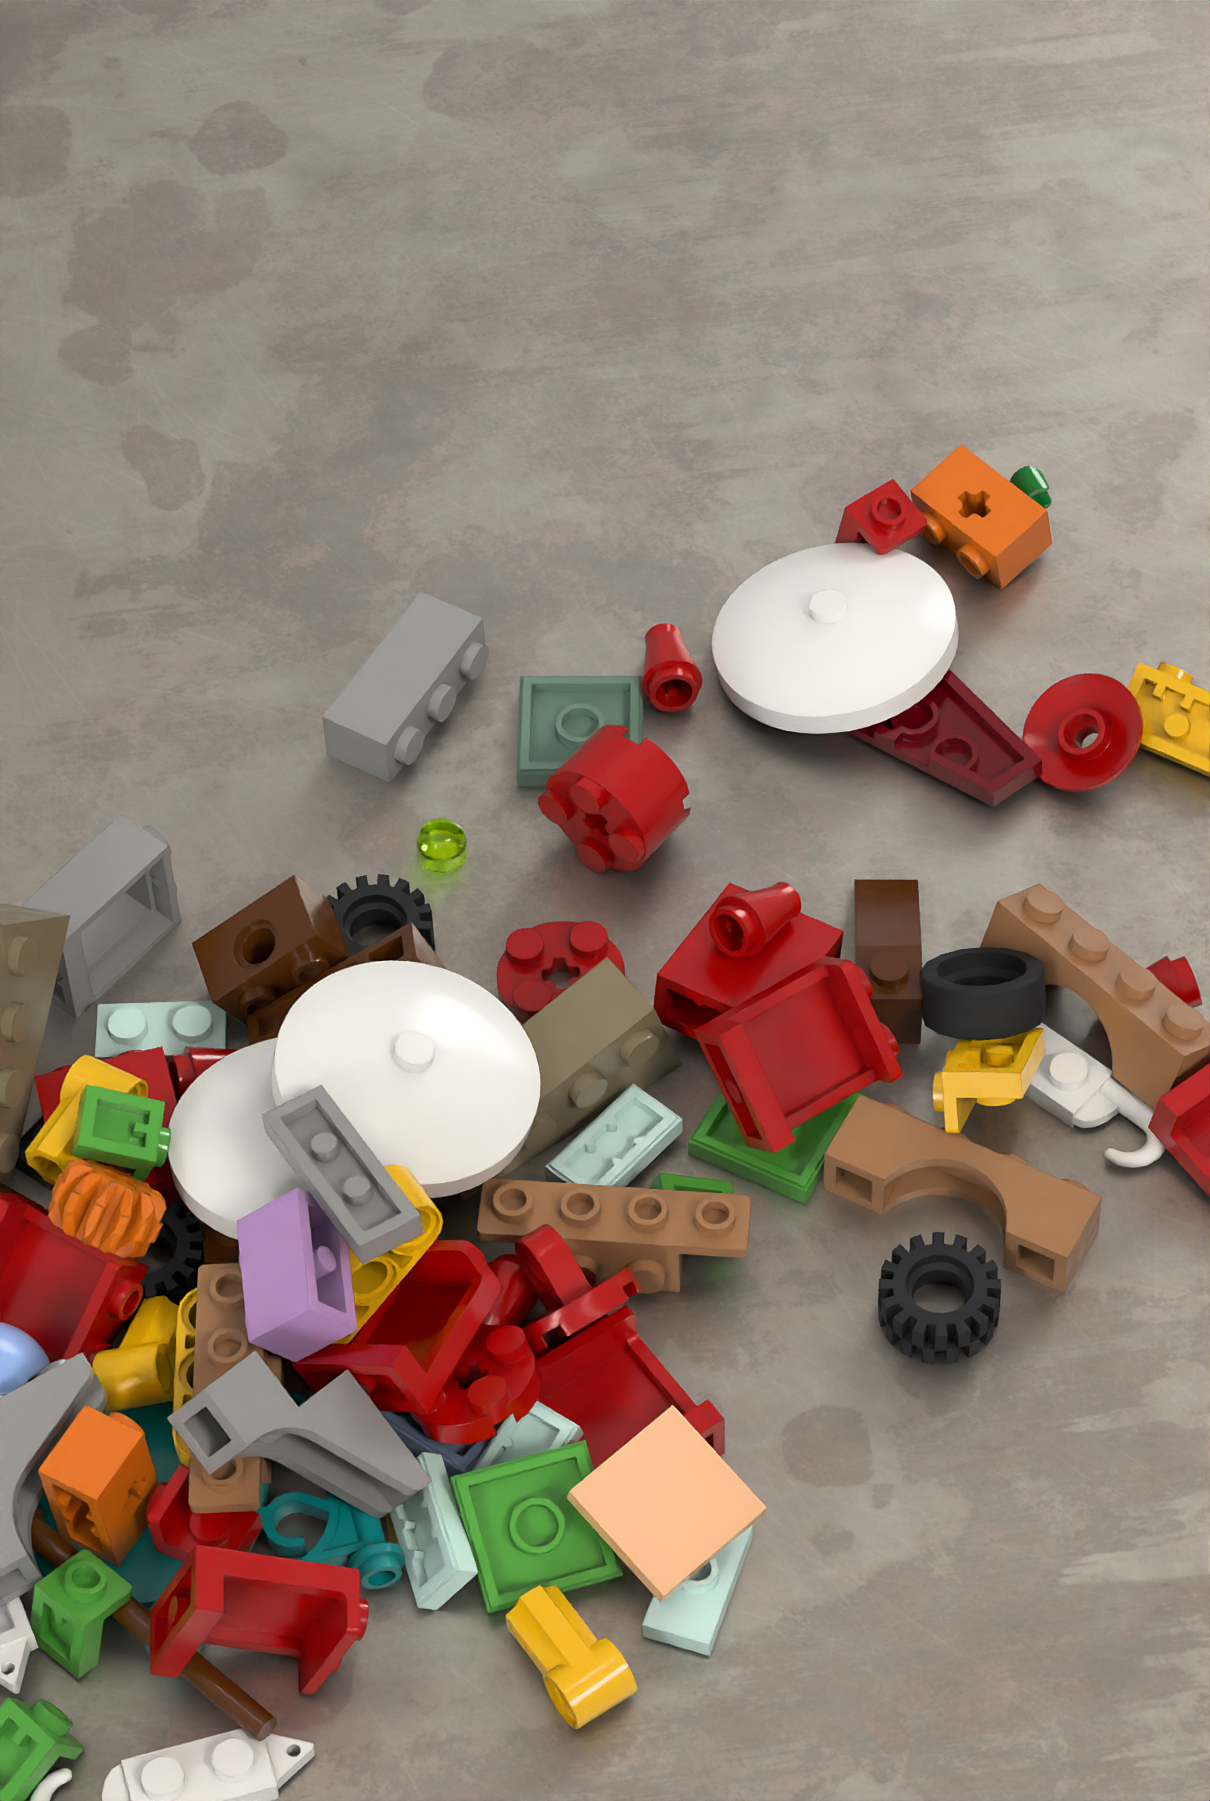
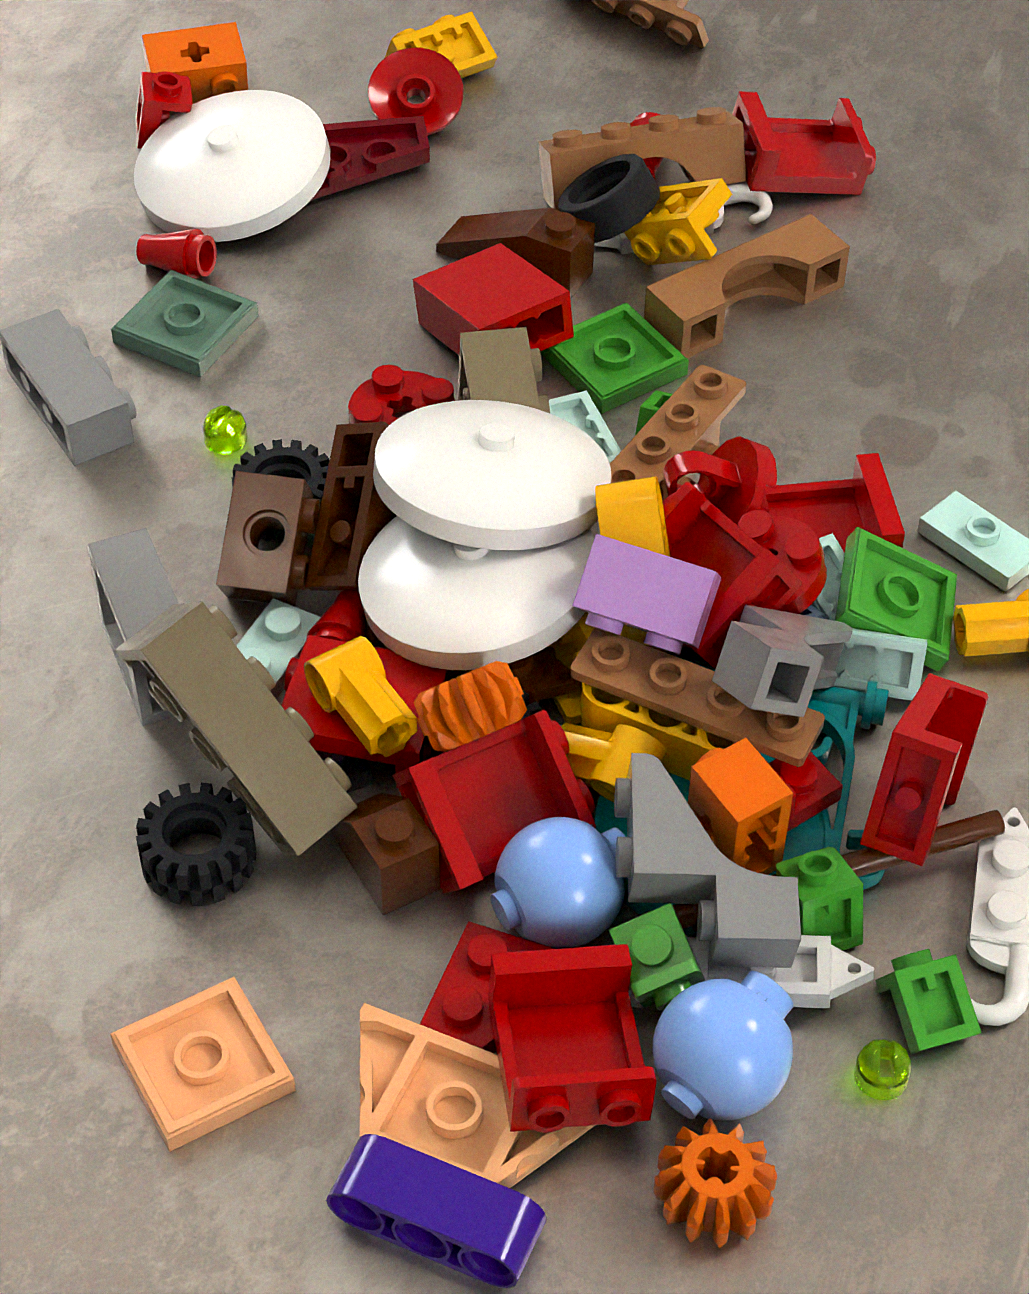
camera: 65 degrees left, 5 degrees down
(121, 1130) = (408, 660): bright green bracket -> none
(342, 1174) = (600, 503): light grey plate -> none
(616, 800) = (289, 305): red brick -> none
(666, 1503) = (936, 507): light nougat tile -> none
(751, 919) = (475, 264): red cone -> none
(798, 1050) = (592, 288): red panel -> none
(941, 1265) = (818, 350): black tyre -> none

